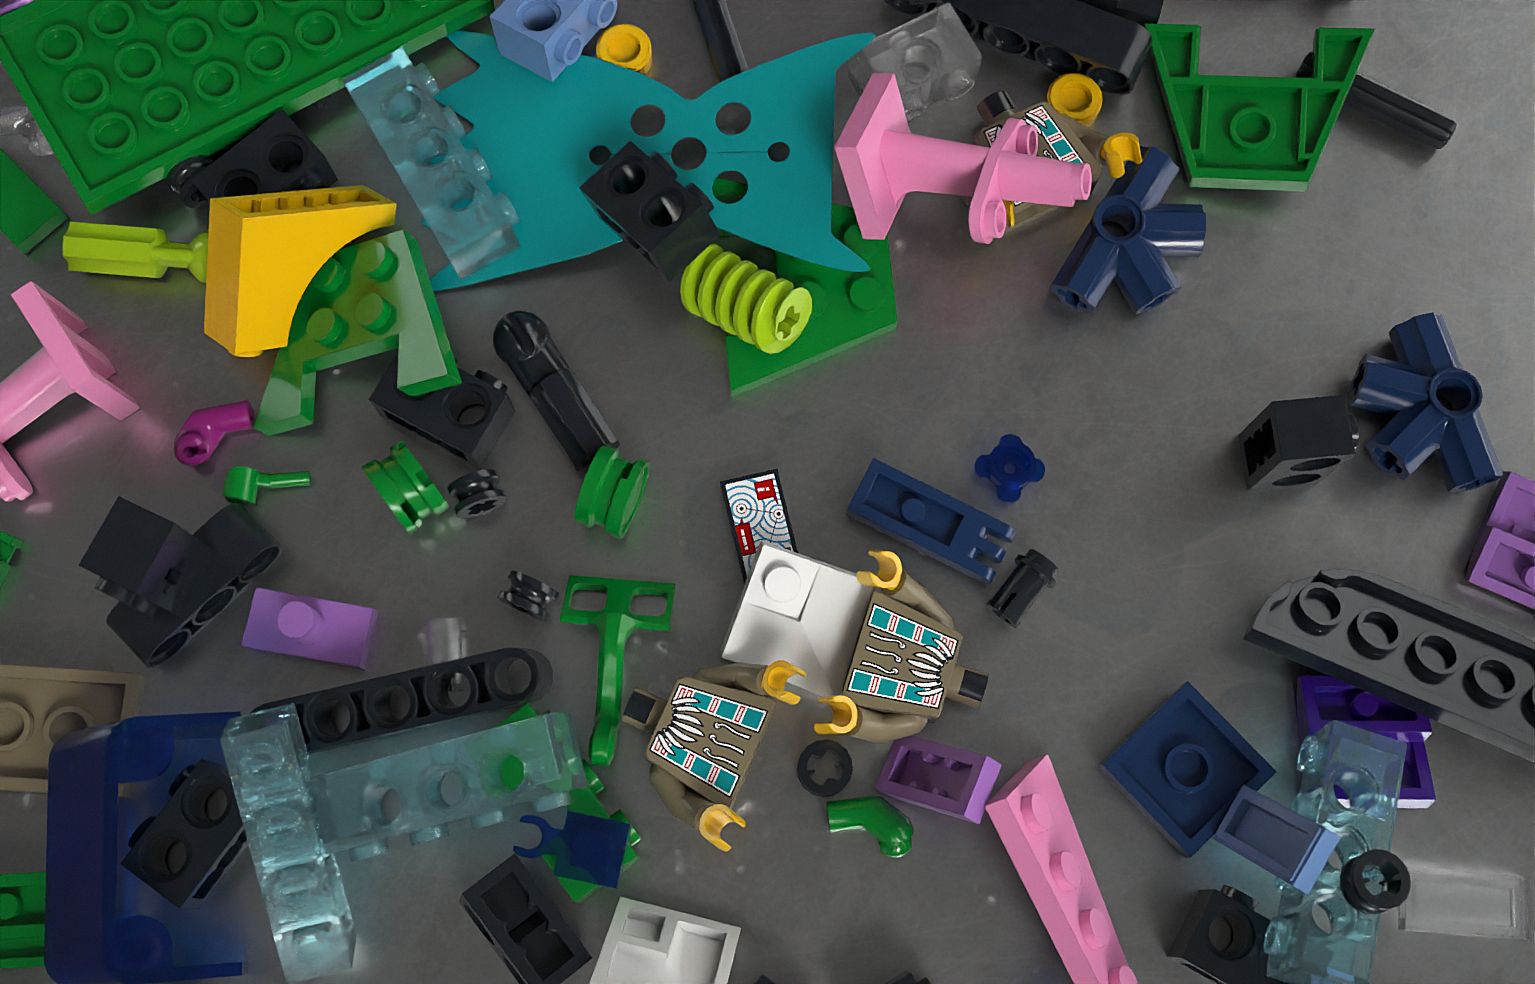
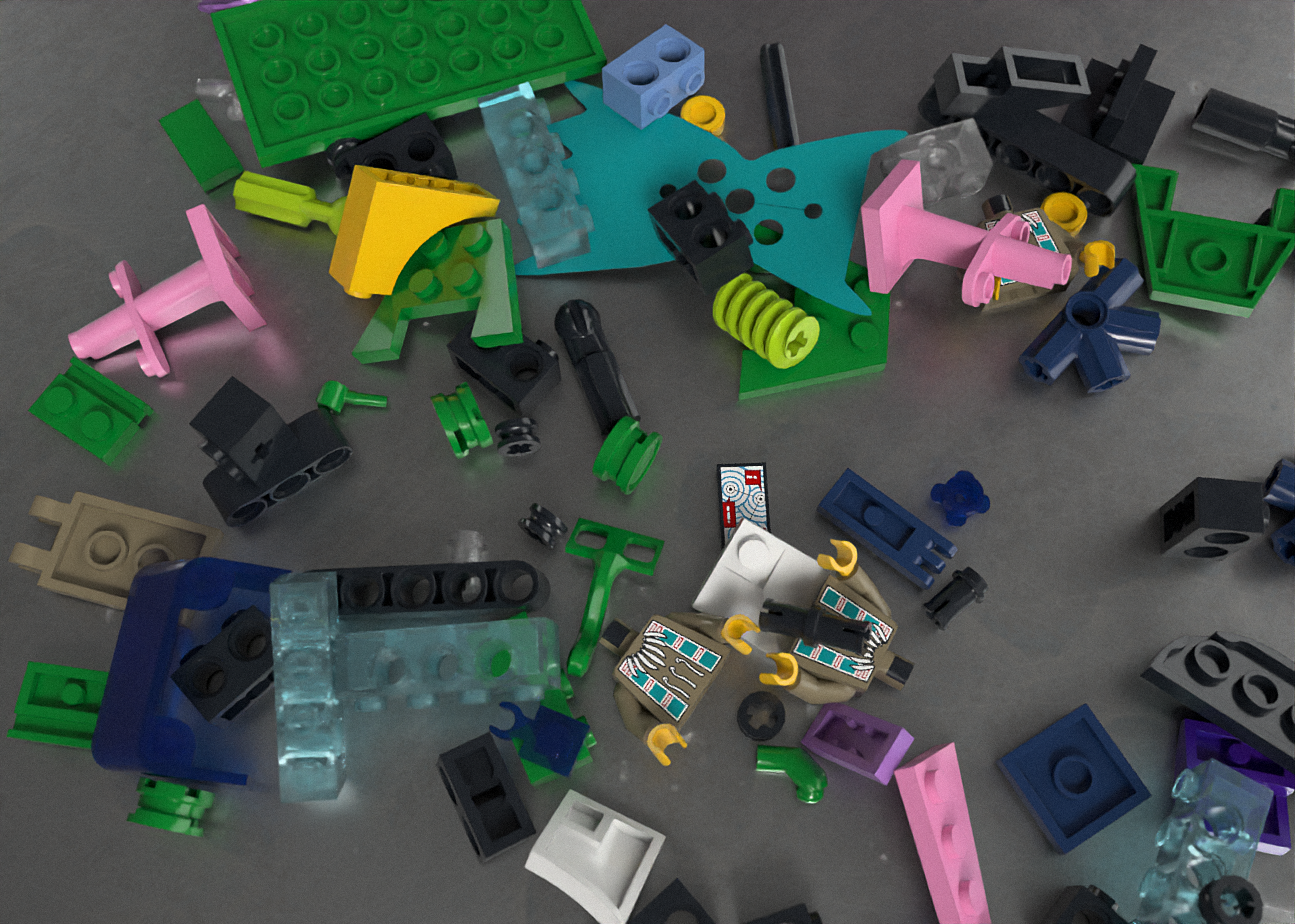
camera: 15 degrees right, 5 degrees down
(208, 427) = (315, 348): magenta arm -> none
(309, 629) = (362, 520): medium lavender tile -> none
(867, 656) = (815, 626): none -> black pin
(1276, 839) = (1146, 851): medium blue tile -> none

